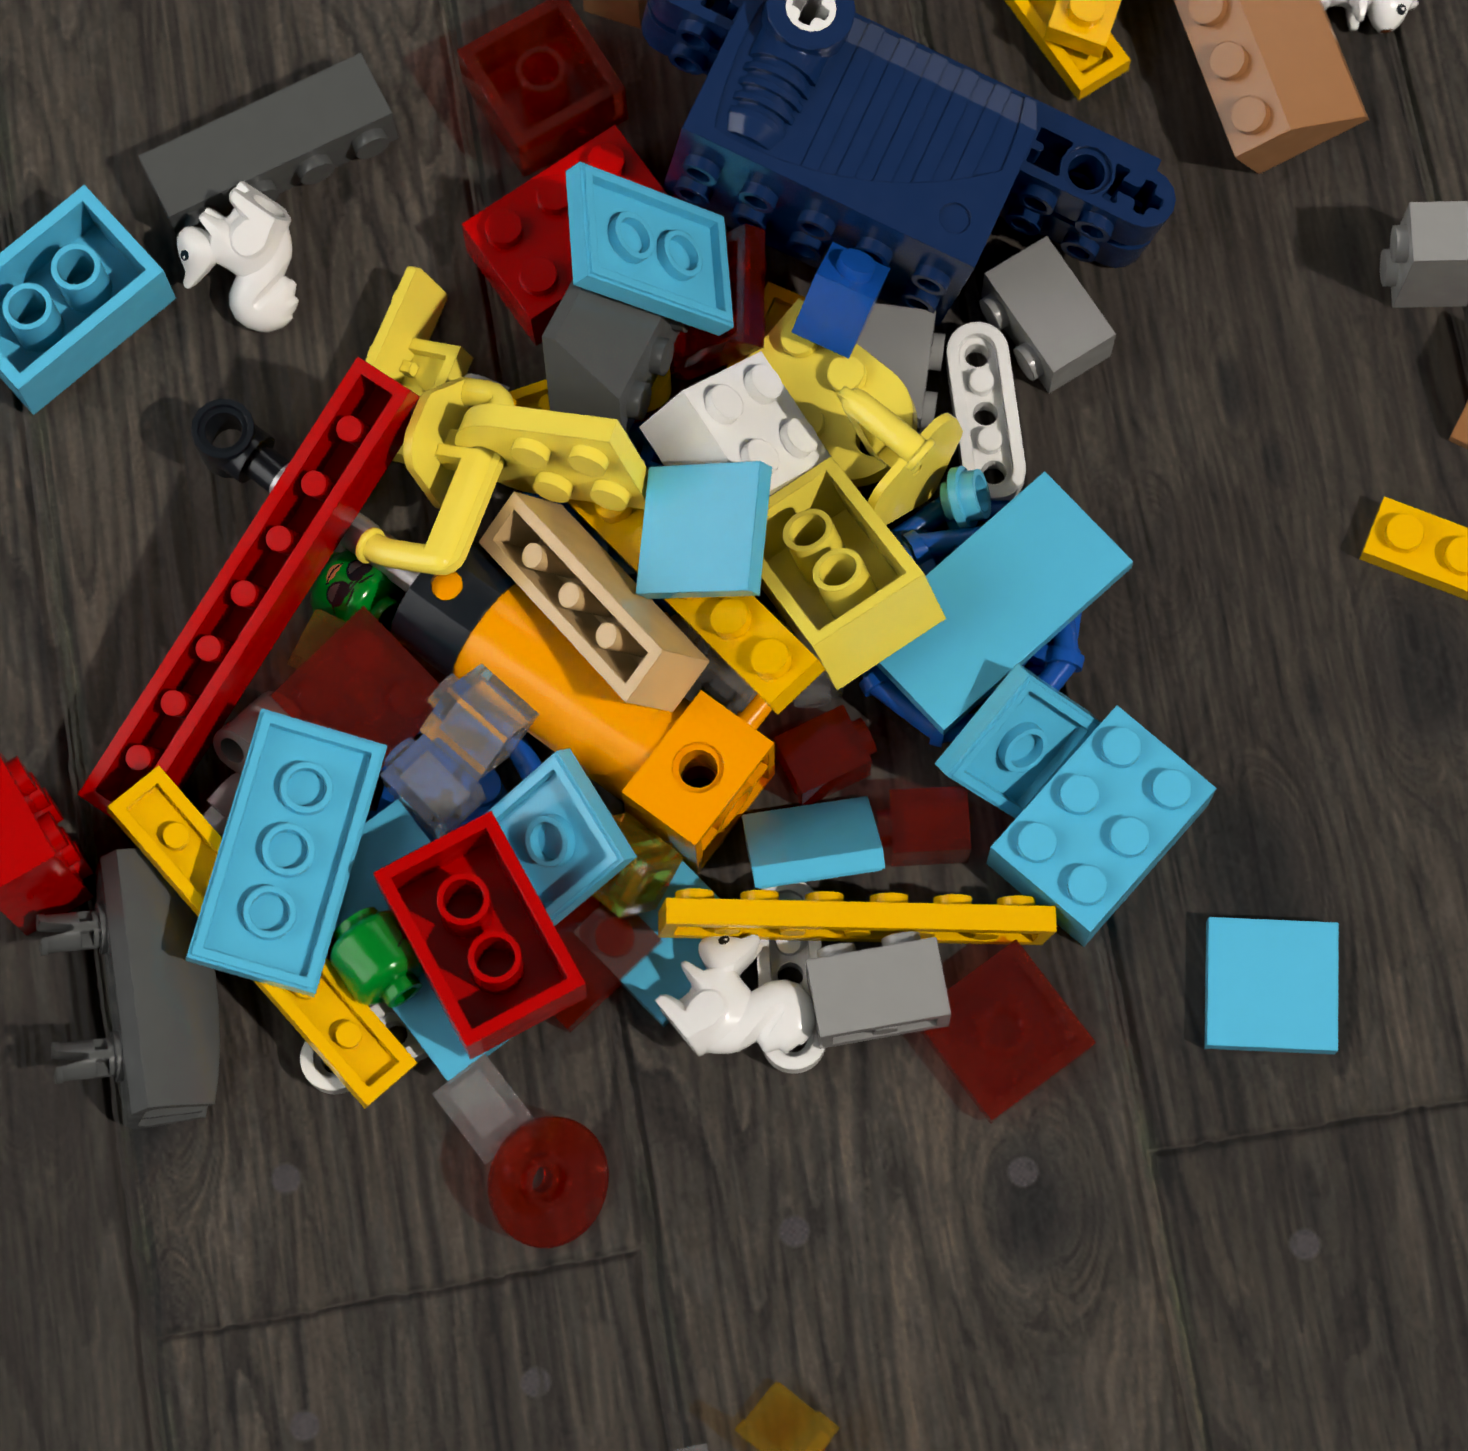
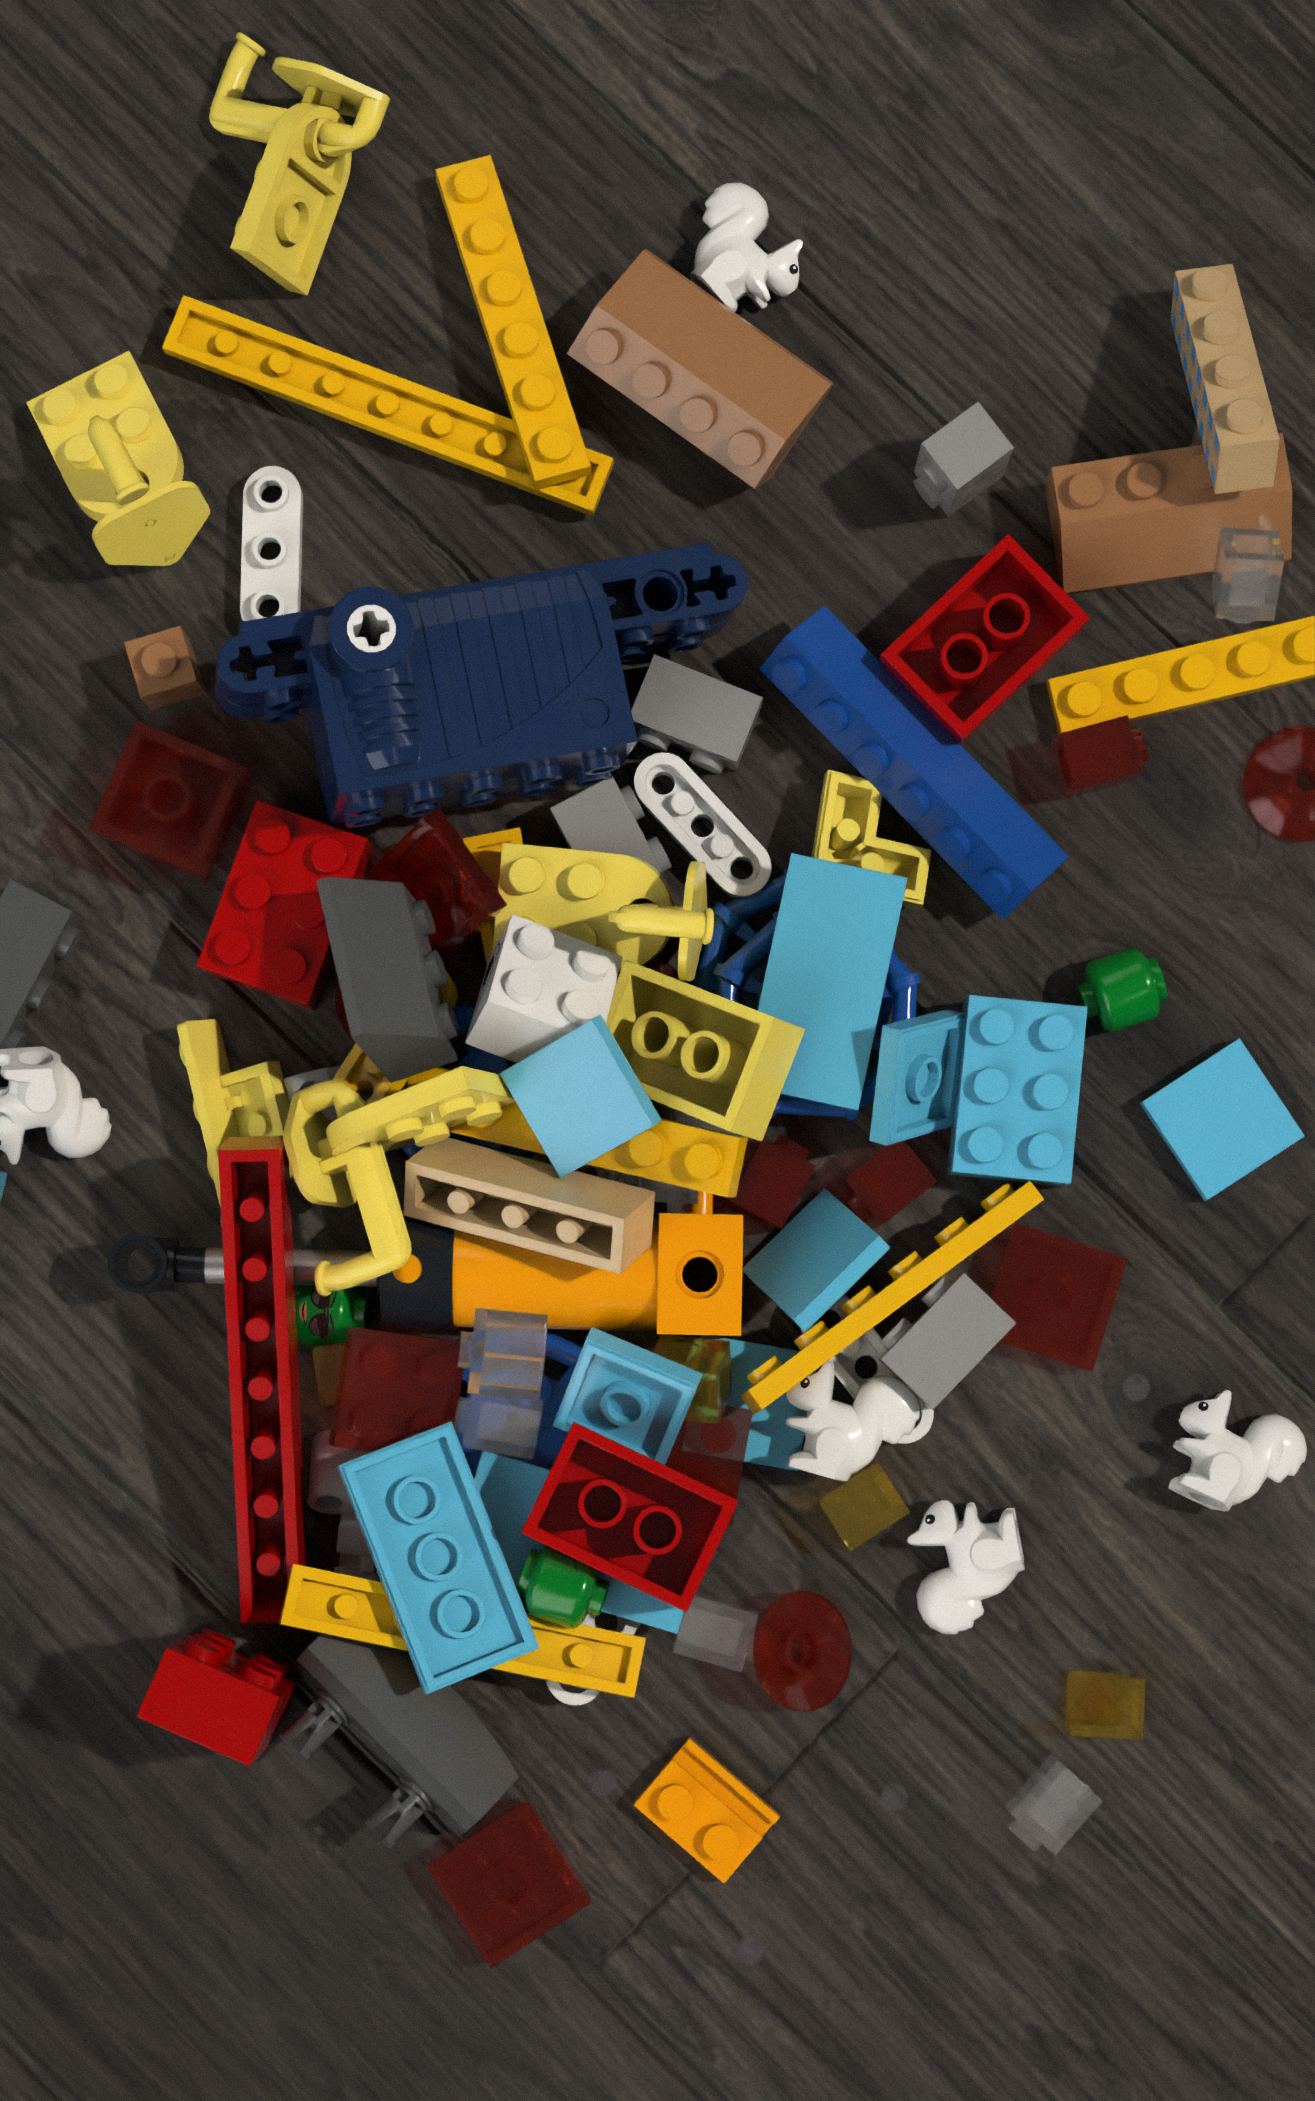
camera: 35 degrees left, 10 degrees up
(138, 1201) = (509, 1883): none -> clear red plate
(359, 1267) = (706, 1810): none -> light orange plate
(648, 249) = (370, 897): medium azure tile -> none
(697, 1092) = (863, 1505): none -> clear yellow panel
(765, 1222) = (980, 1561): none -> white animal
(840, 299) = (543, 828): blue brick -> none
(965, 496) = (740, 909): medium azure plate -> none
(1056, 1296) = (1234, 1467): none -> white animal
(1112, 498) = (848, 835): none -> light yellow brick
(1211, 482) = (913, 762): none -> blue brick
(1260, 806) = (1122, 989): none -> green head
(1347, 420) = (984, 639): none -> red brick
(1385, 591) = (1100, 756): none -> clear red brick

